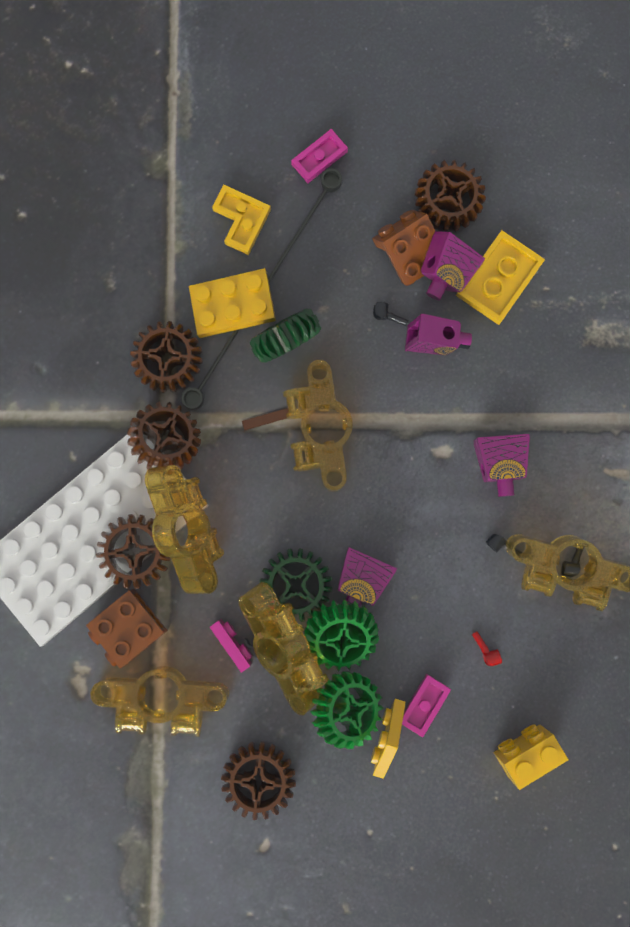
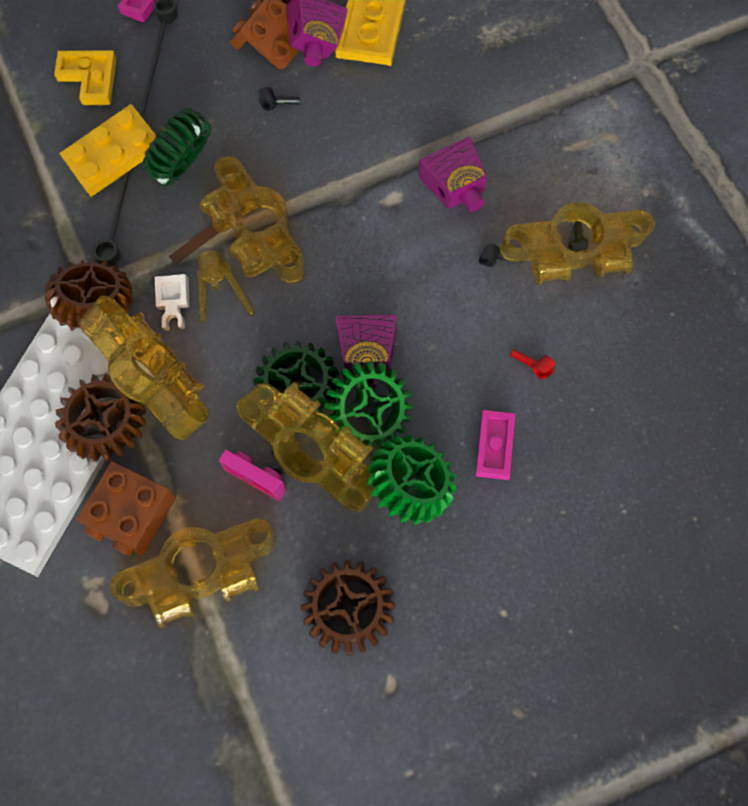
camera: 20 degrees left, 15 degrees down
(145, 353) = (44, 219): reddish brown gear -> none
(230, 462) = (171, 296): none -> white plate
(270, 452) = (212, 271): none -> clear yellow plant
(389, 739) = (472, 487): yellow plate -> none
(435, 335) = (331, 92): magenta torso -> none
(530, 755) = (631, 435): yellow brick -> none

